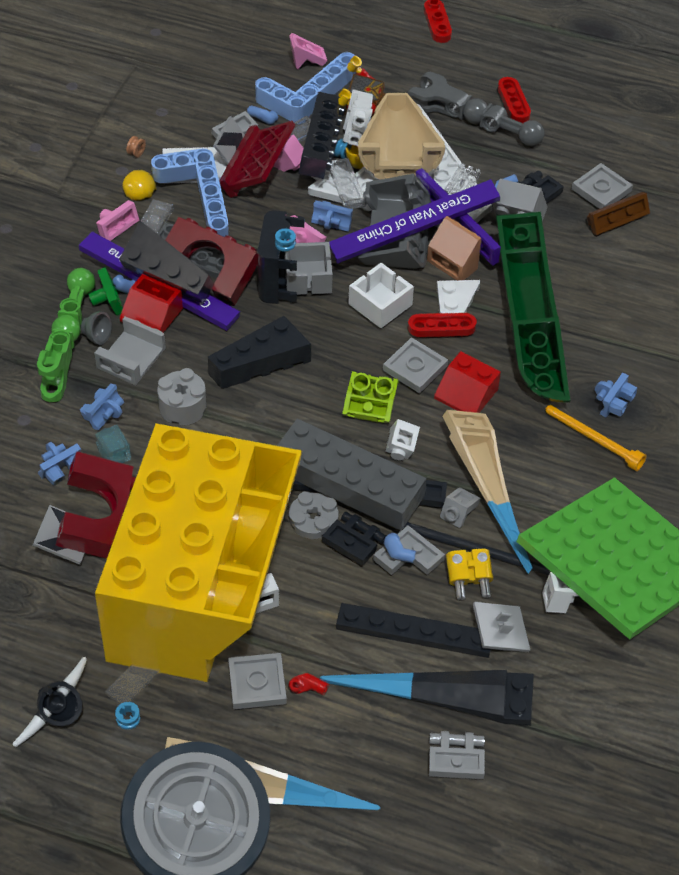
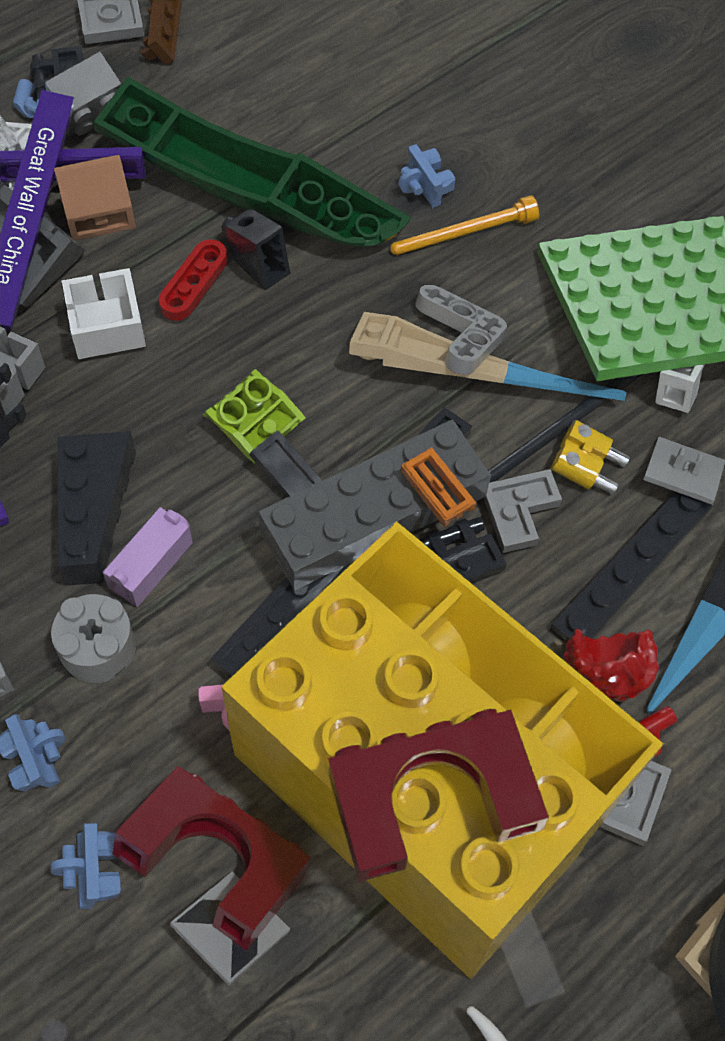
camera: 60 degrees left, 10 degrees up
(113, 444) = (111, 775): clear light blue brick -> none
(134, 719) = (589, 1008): dark azure bush -> none
(135, 492) = (483, 749): none -> dark red arch
(247, 396) = (148, 556): none -> lavender brick
(328, 636) = (617, 664): none -> red hair
(349, 423) = (284, 465): none -> black tile
(362, 503) = (454, 510): none -> orange tile
(396, 550) = (517, 515): medium blue arm -> none
(402, 440) = (346, 418): white brick -> none
(415, 365) = (235, 341): light grey plate -> none
(456, 295) = (157, 243): white wing -> none
(457, 506) = (485, 414): light grey bracket -> none
(468, 384) = (309, 304): red slope -> none
(486, 330) = (257, 247): none -> black torso
(521, 477) = (467, 318): none -> light grey beam

